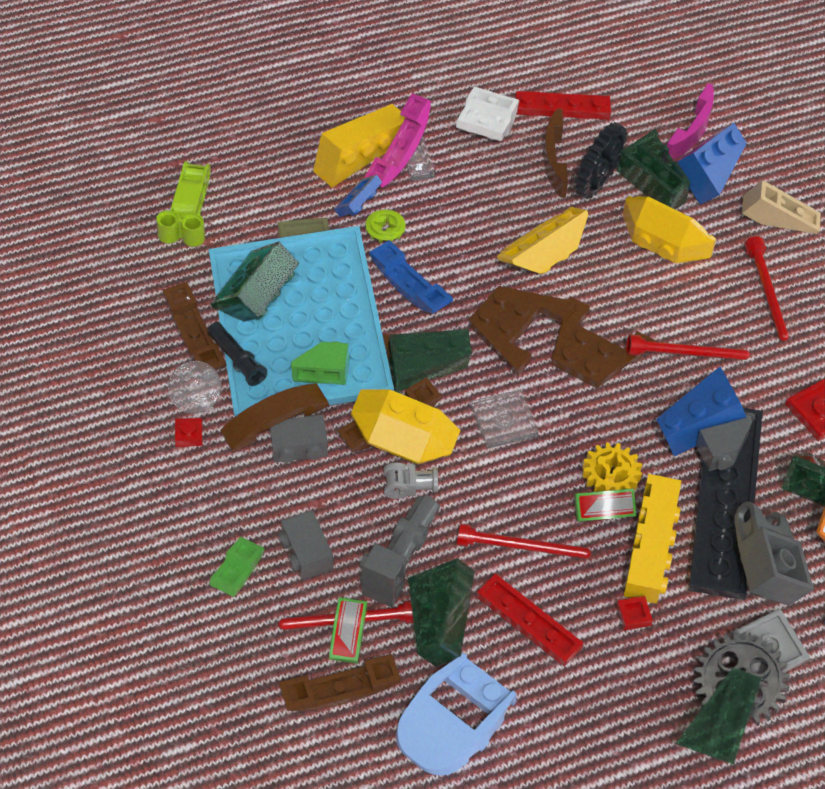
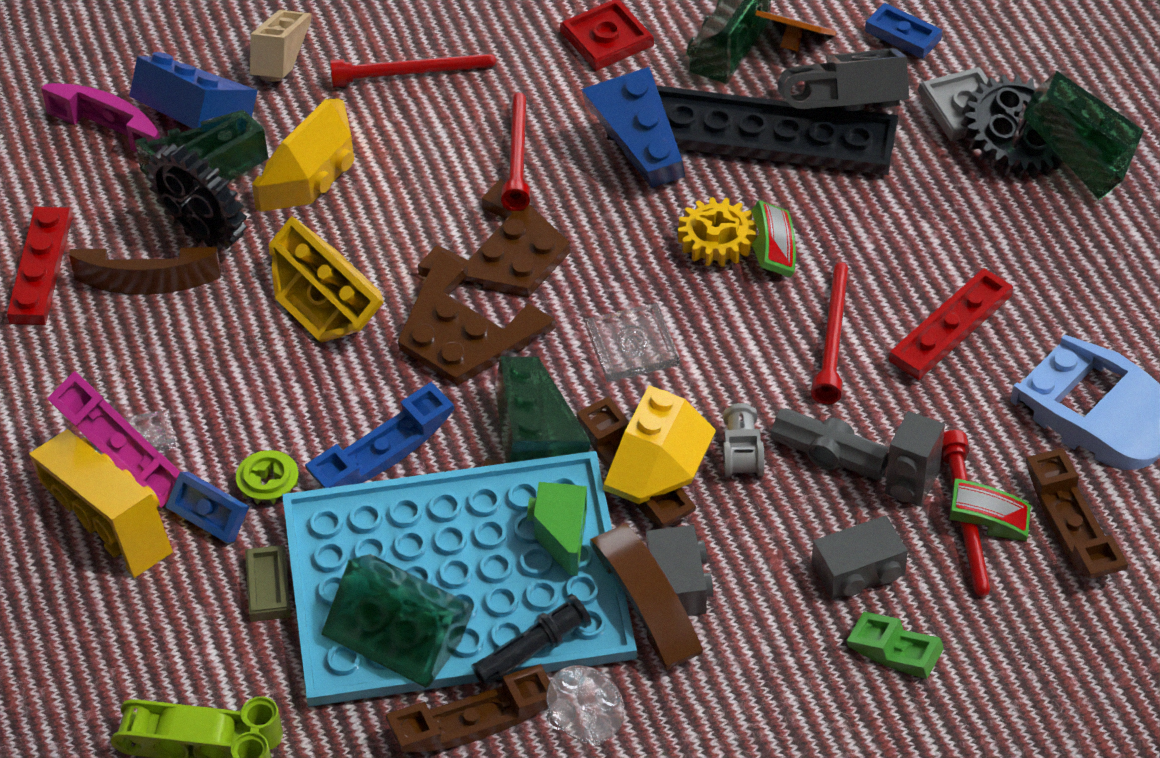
camera: 85 degrees left, 5 degrees down
(188, 432) = (660, 717): red plate -> none
(441, 609) = (965, 397): clear green wedge -> none
(488, 114) = (59, 342): white brick -> none
(634, 613) = (931, 222): red plate -> none
(653, 539) = (829, 191): yellow wedge -> none
(723, 443) = (688, 109): dark grey slope -> none

